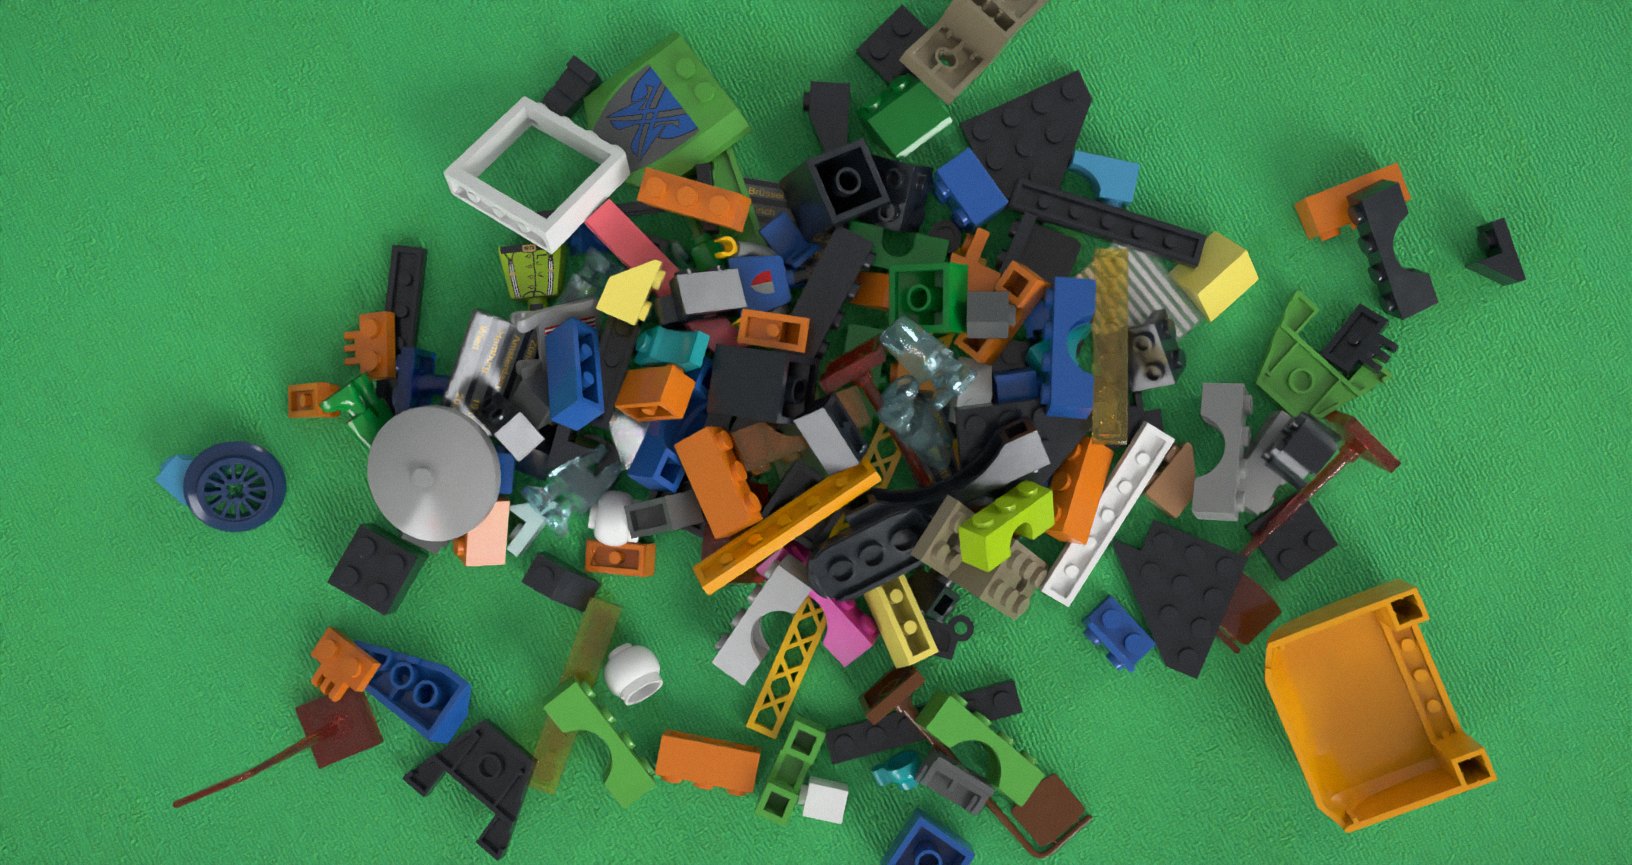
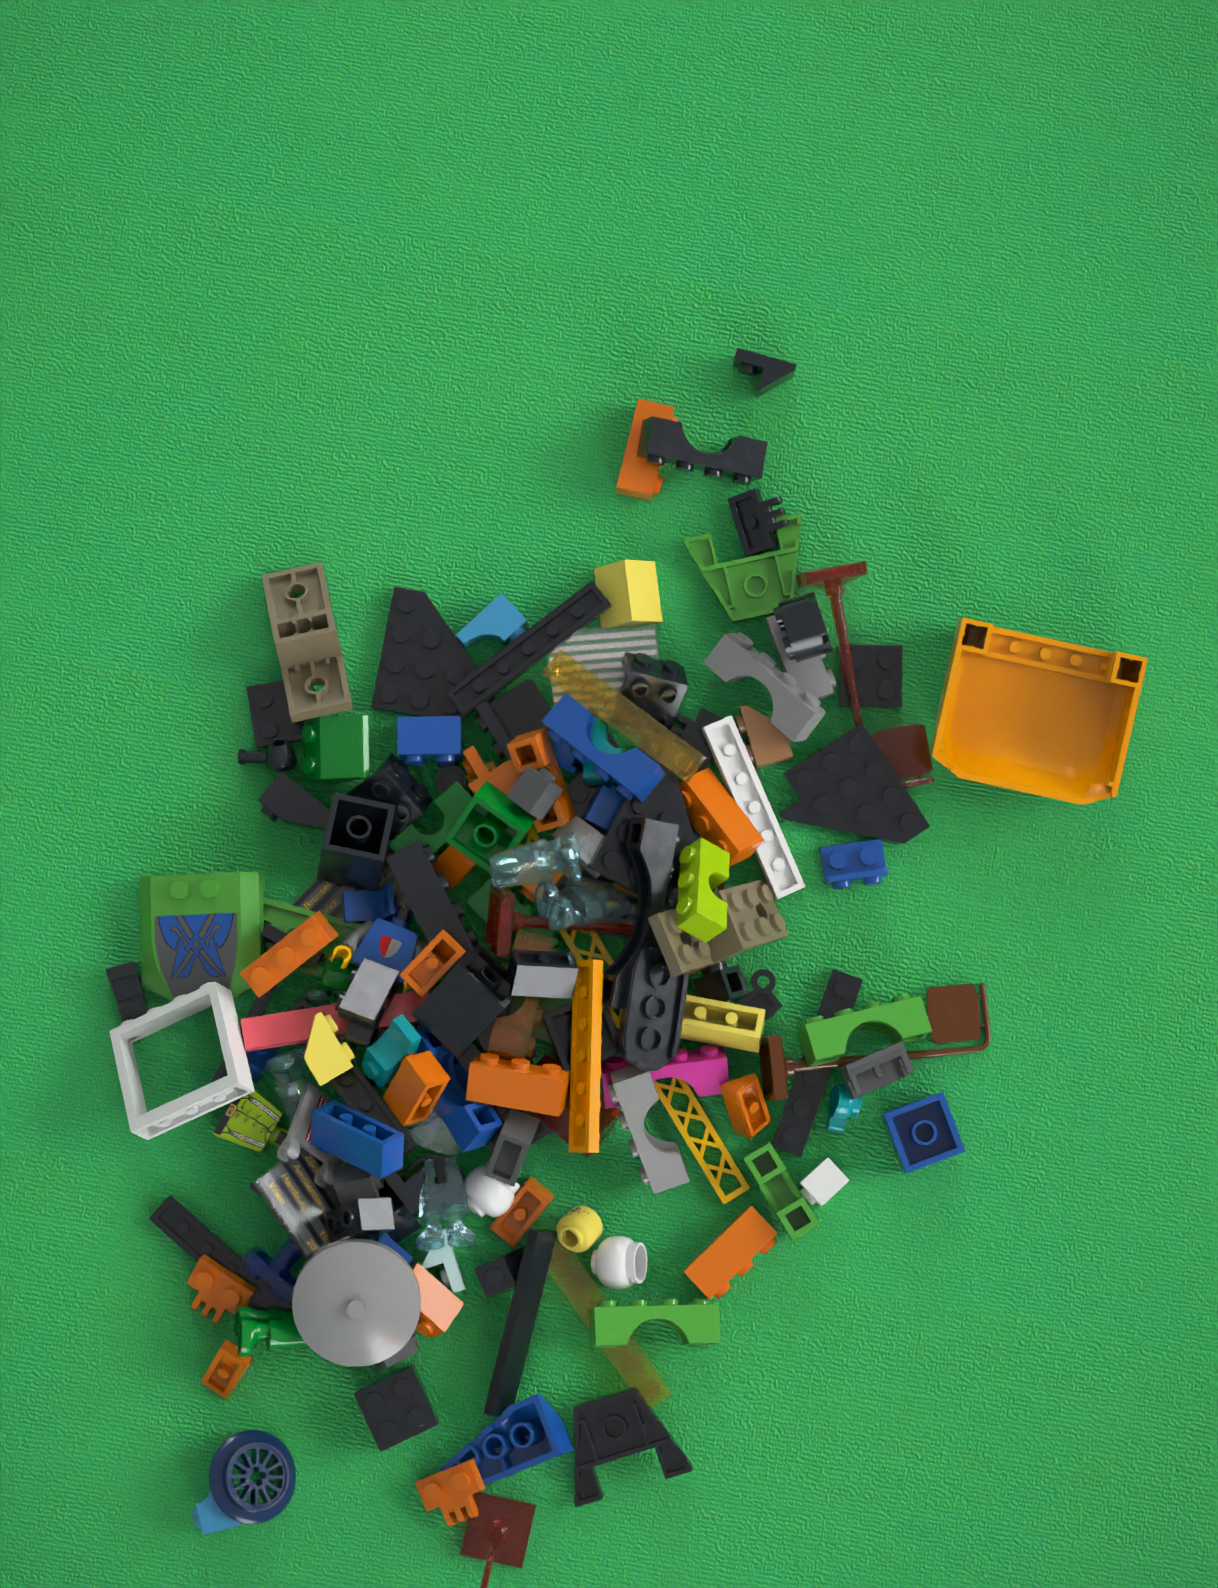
camera: 55 degrees left, 5 degrees down
(523, 623) = (520, 1320): none -> black tile
(637, 618) = (579, 1229): none -> light yellow head
(843, 687) = (746, 1105): none -> orange slope
(860, 74) = (278, 758): none -> black bar

